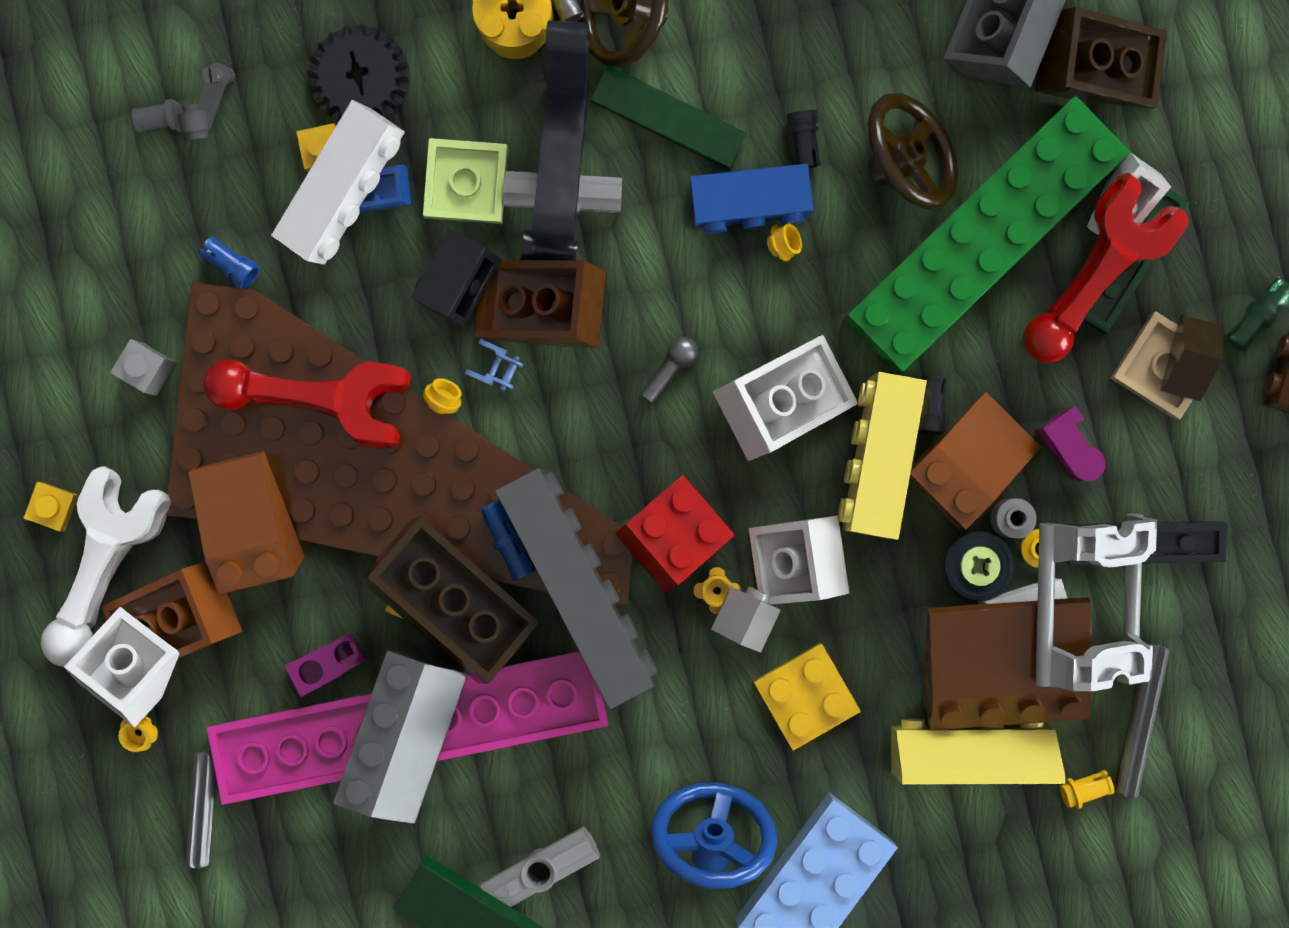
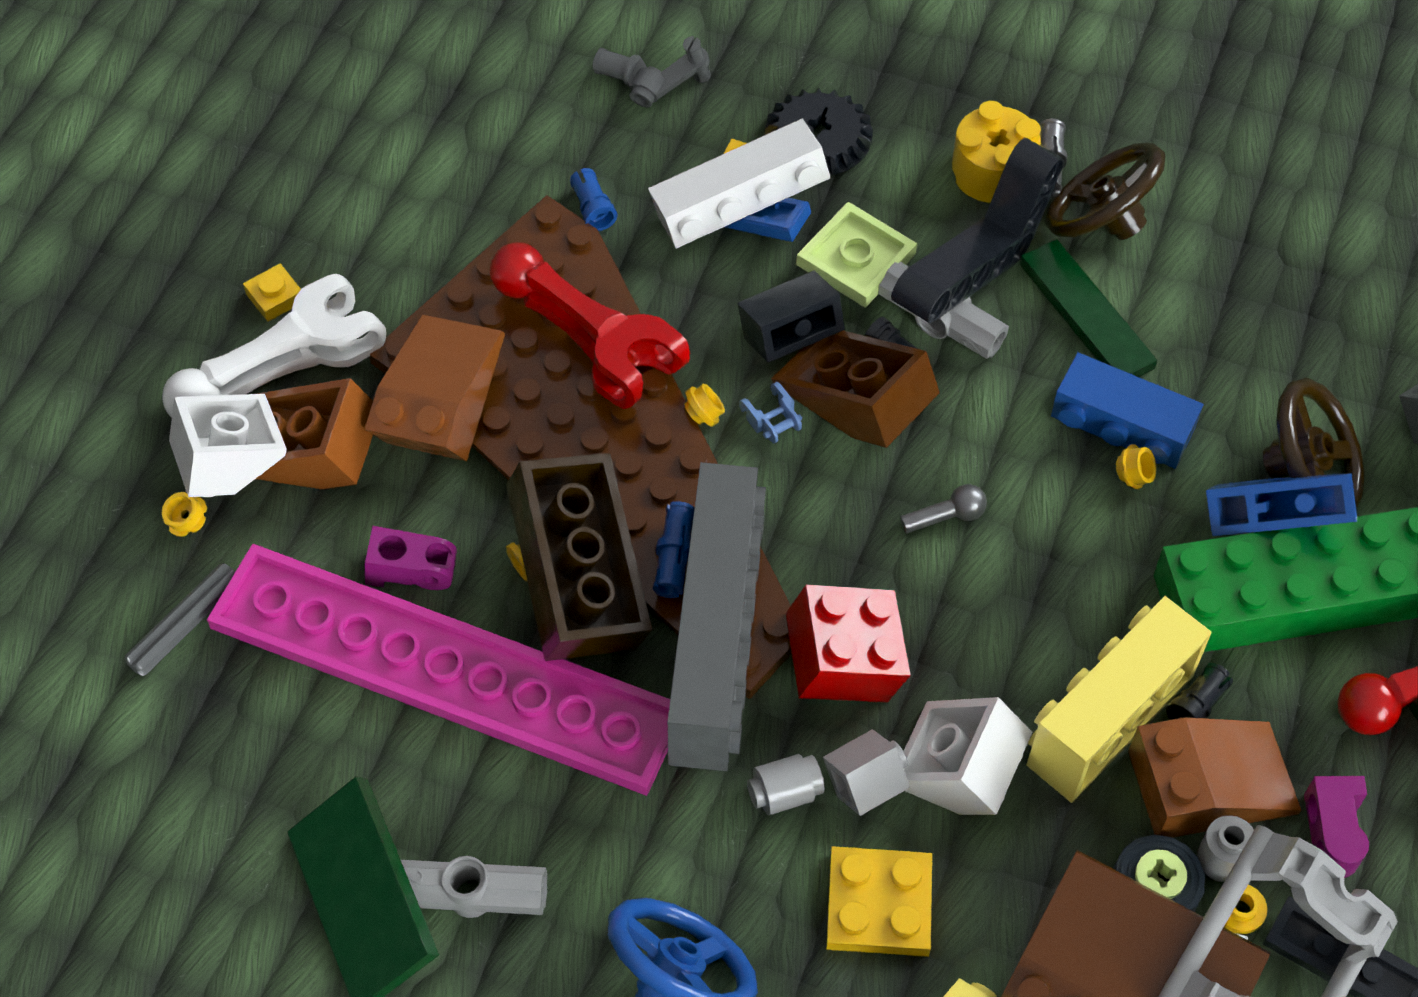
camera: 30 degrees right, 30 degrees down
(143, 367) = (450, 228): light grey brick -> none
(400, 737) = (430, 654): dark grey slope -> none
(696, 659) = (785, 783): none -> light grey brick
(705, 590) = (849, 724): yellow plate -> none
(785, 398) = (1044, 596): white slope -> none
(805, 139) = (1216, 388): black pin -> none
(906, 228) = (1281, 504): none -> blue slope

